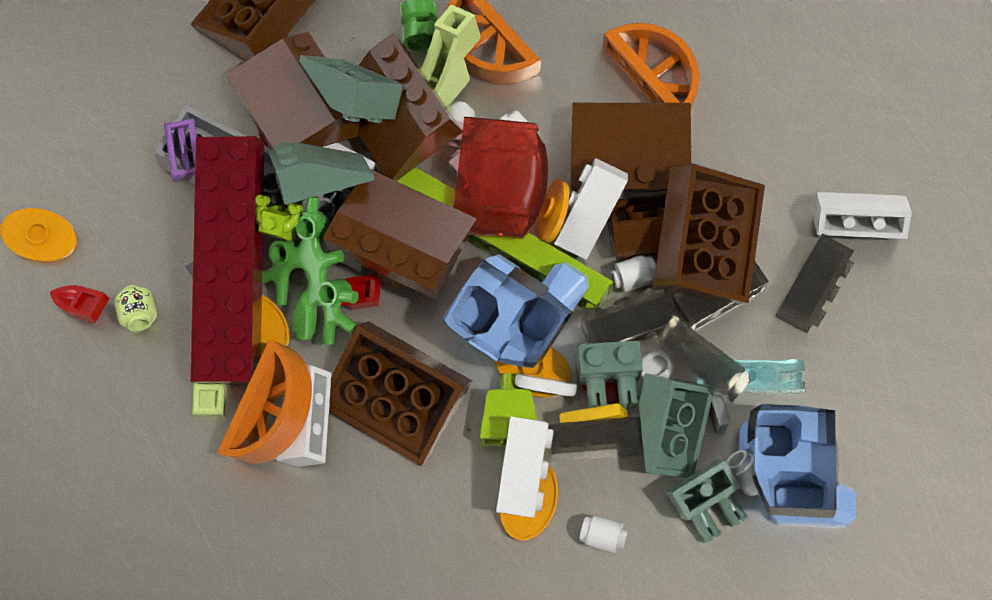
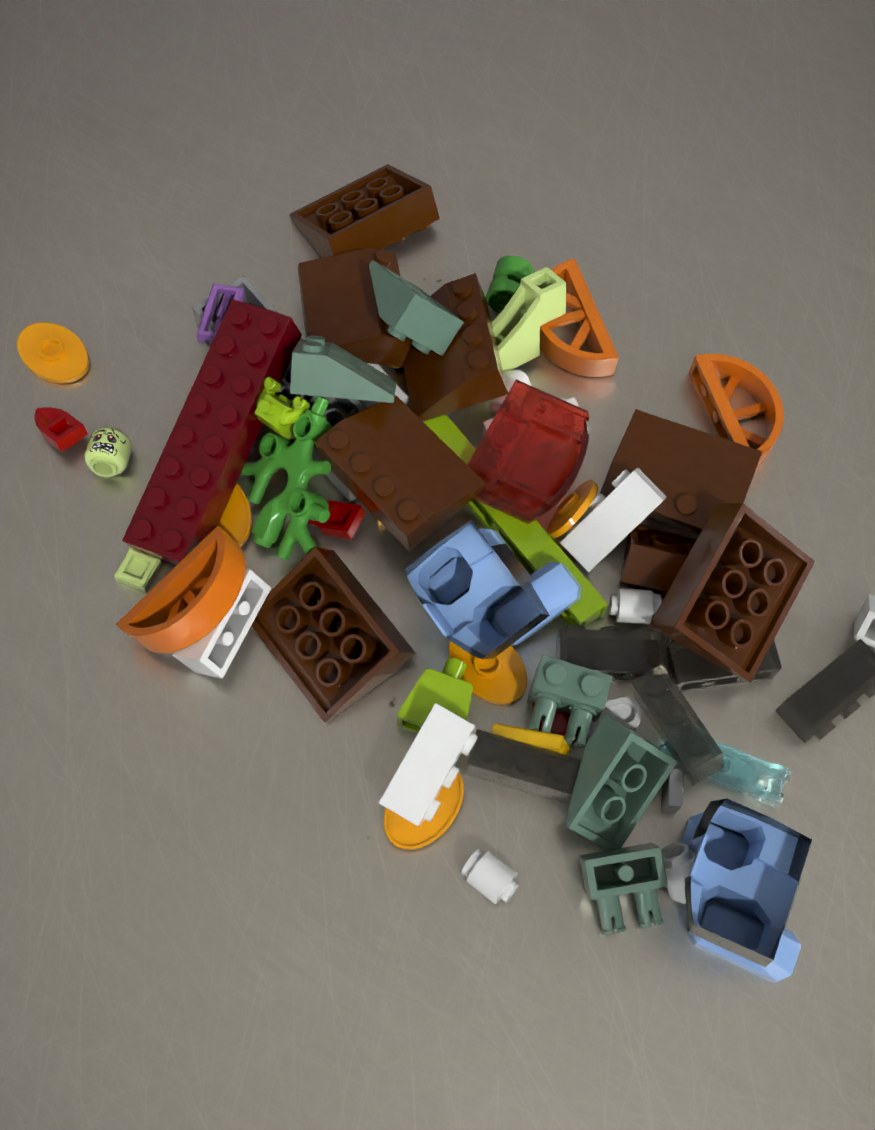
camera: 20 degrees right, 5 degrees down
(545, 384) = (491, 686): white tile -> none

